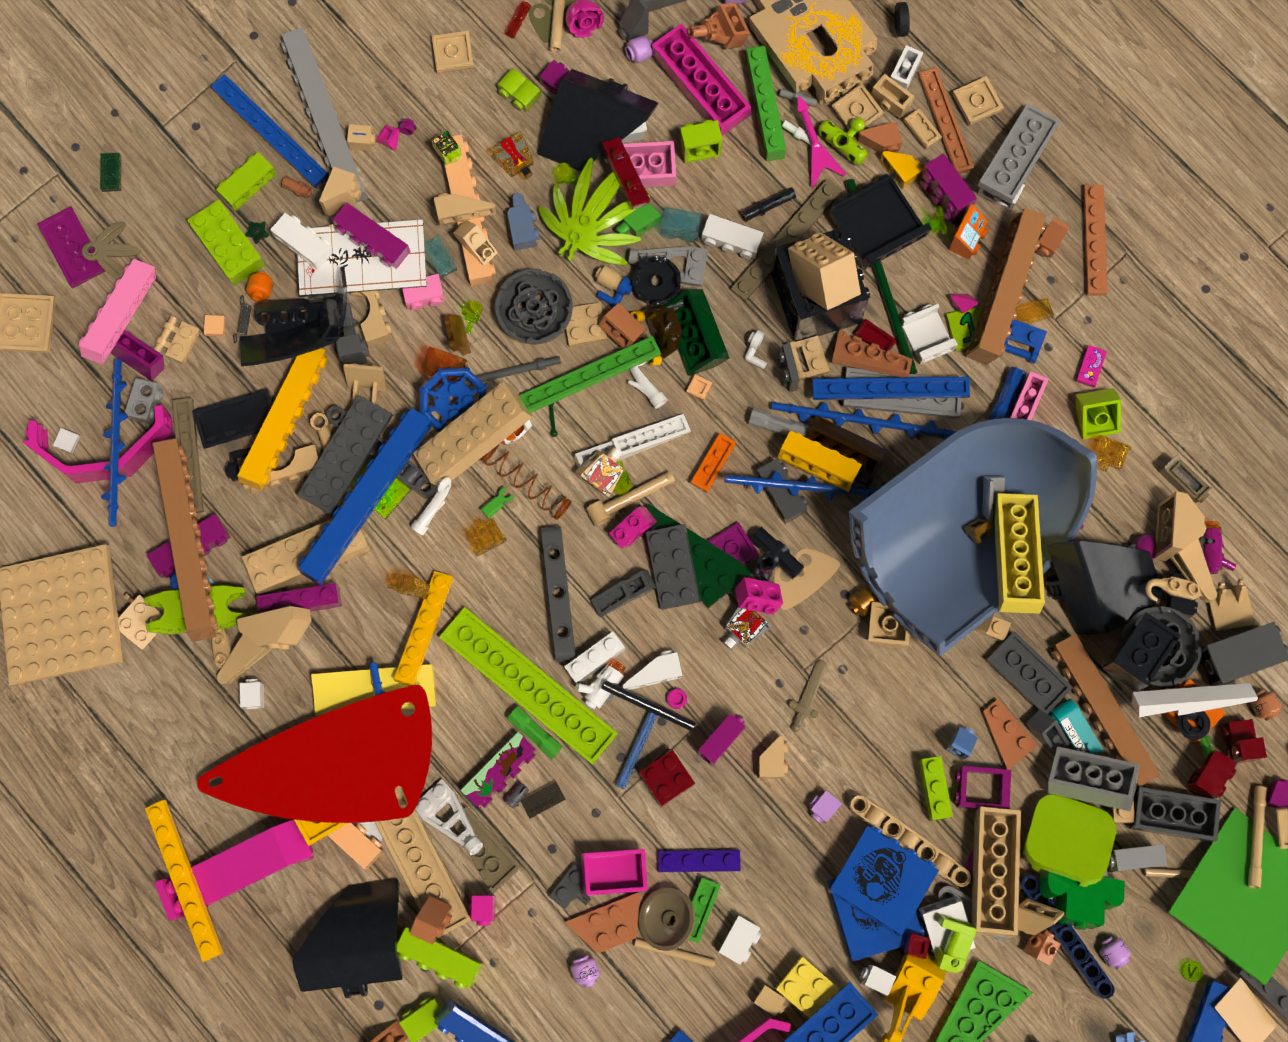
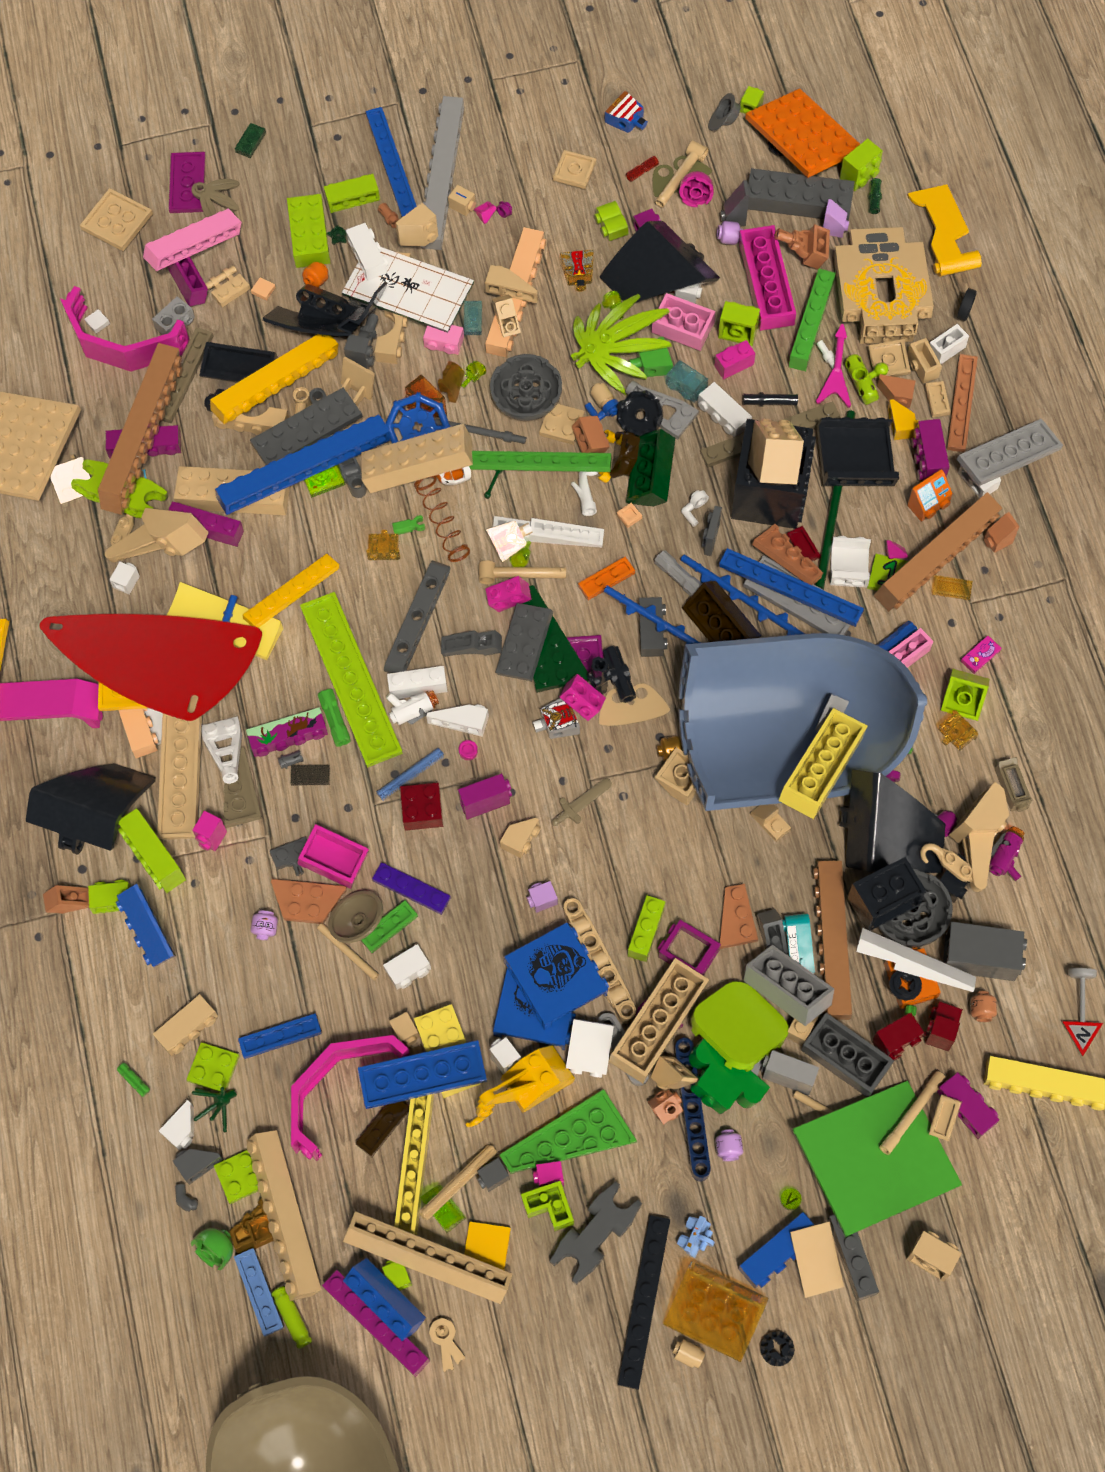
camera: 30 degrees right, 10 degrees down
(116, 446) = (130, 334): blue plant -> none
(243, 318) = (288, 294): dark grey piece -> none
(371, 235) = (424, 272): magenta brick -> none
(408, 586) = (298, 552): clear yellow piece -> none
(420, 525) = (358, 502): white plant -> none
(431, 920) = (160, 814): nougat brick -> none
(447, 148) = (524, 234): brick -> none
(521, 224) = (553, 322): sand blue hinge -> none
(625, 173) = (659, 315): dark red hinge -> none
(648, 705) = (439, 740): black piece -> none
(714, 180) = (734, 359): none -> dark pink brick
(793, 96) = (849, 333): light grey bar -> none
(813, 357) = (740, 537): tan plate -> none
(819, 460) = (694, 612): yellow brick -> none
(917, 946) = (554, 1044): dark red plate -> none
(937, 223) = (908, 477): clear neon green animal -> none
(958, 944) = (589, 1059): lime piece -> none
(962, 743) = (690, 902): medium blue slope -> none
(977, 100) = (998, 398): tan plate -> none
(977, 528) = (800, 734): pearl gold tile -> none
(1027, 335) = (935, 601): blue plate -> none
(1029, 673) = (783, 876): dark grey plate -> none
(1095, 240) = (1041, 555): nougat plate -> none
(1231, 608) = (996, 909): tan plate -> none

